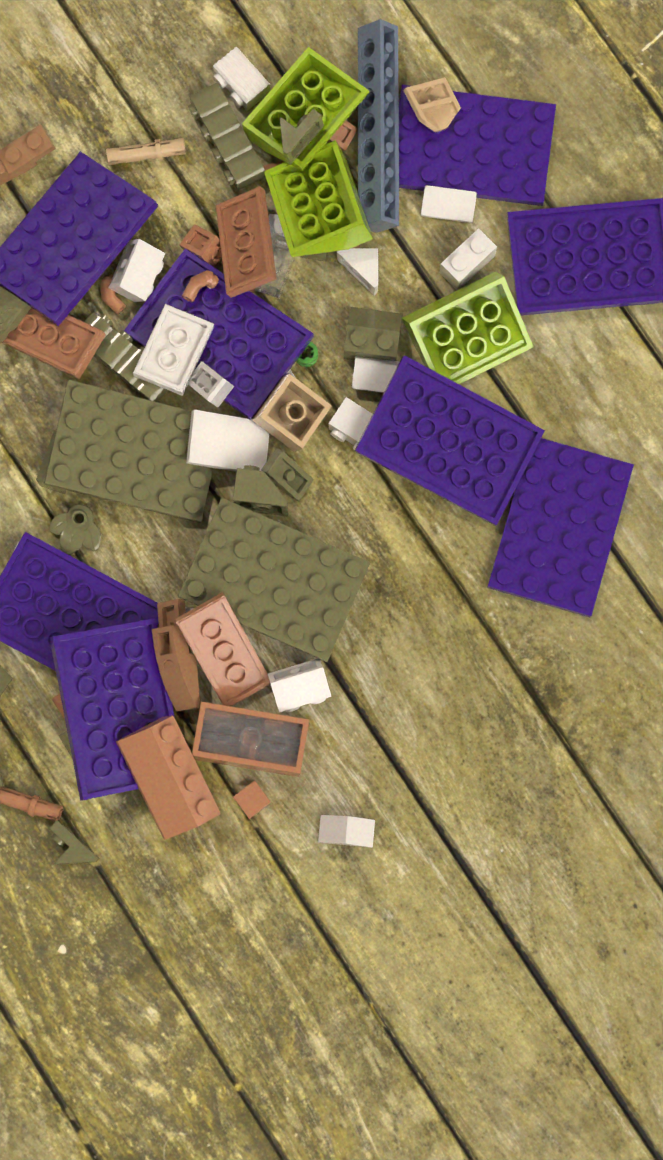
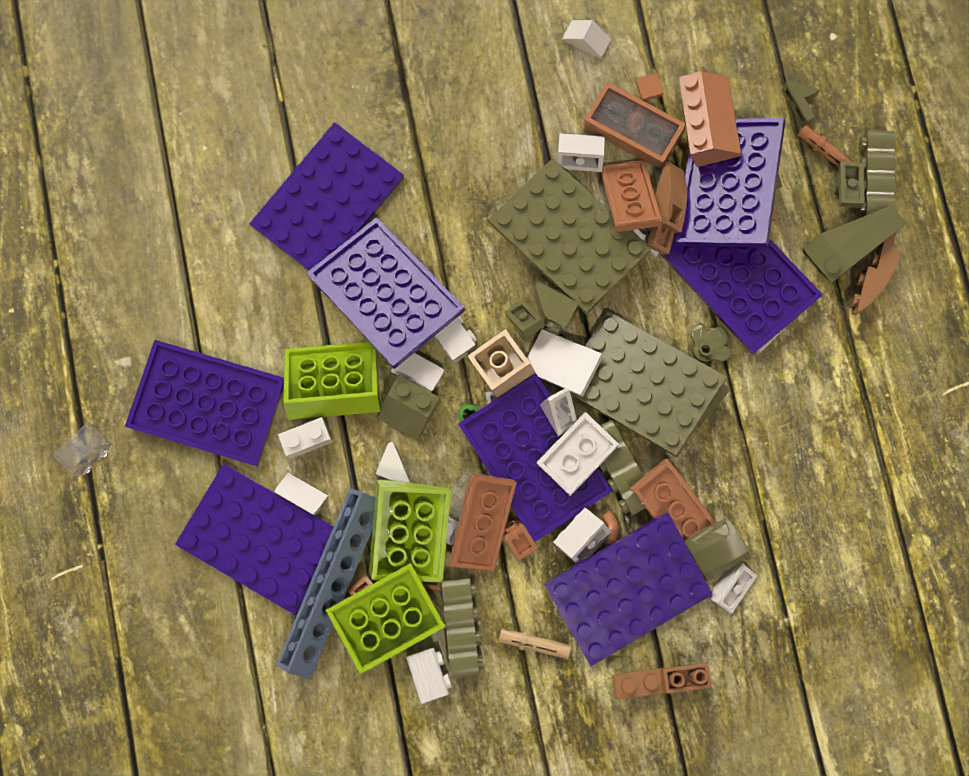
camera: 155 degrees left, 0 degrees up
(198, 281) = (534, 504): nougat arm -> none
(296, 139) = (407, 587): olive slope -> none
(433, 103) = (275, 581): tan slope -> none

